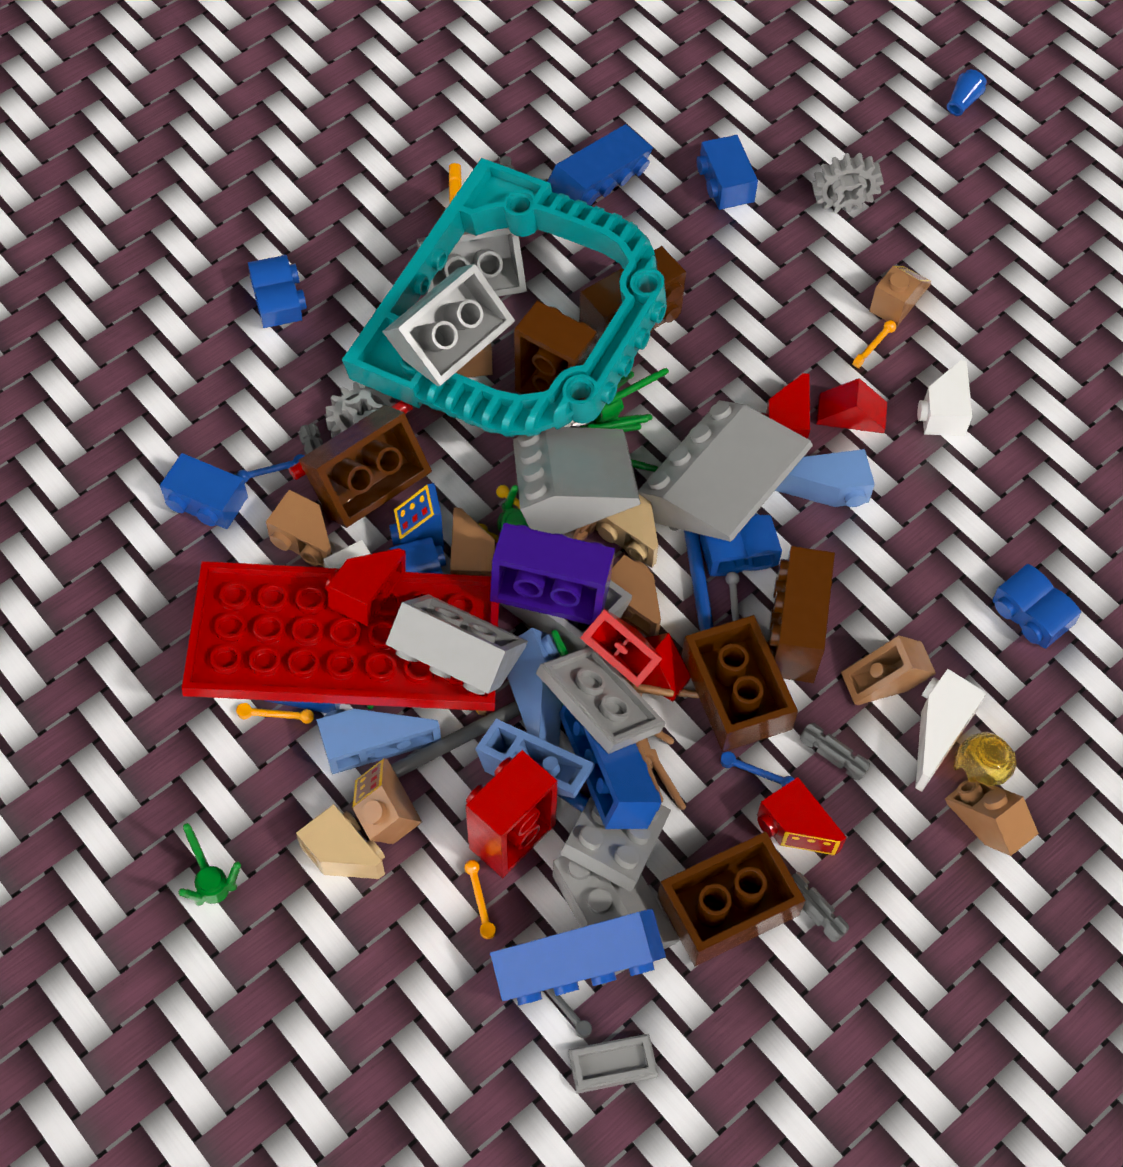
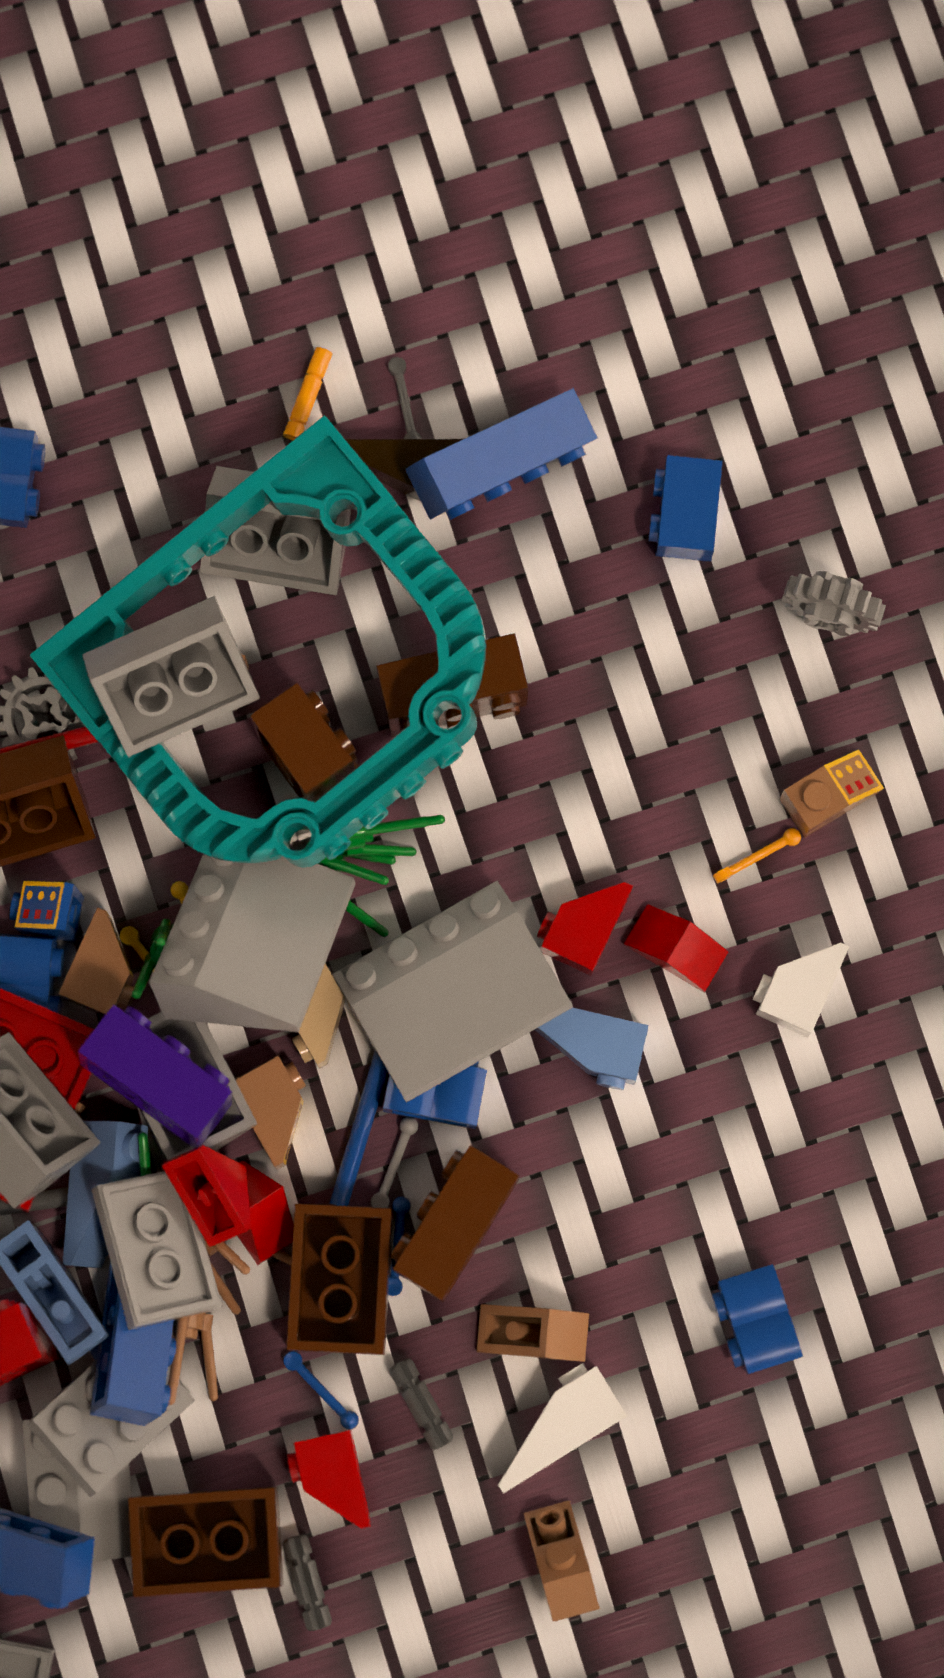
camera: 25 degrees right, 20 degrees up
(985, 759) = (587, 1493): clear yellow hair -> none

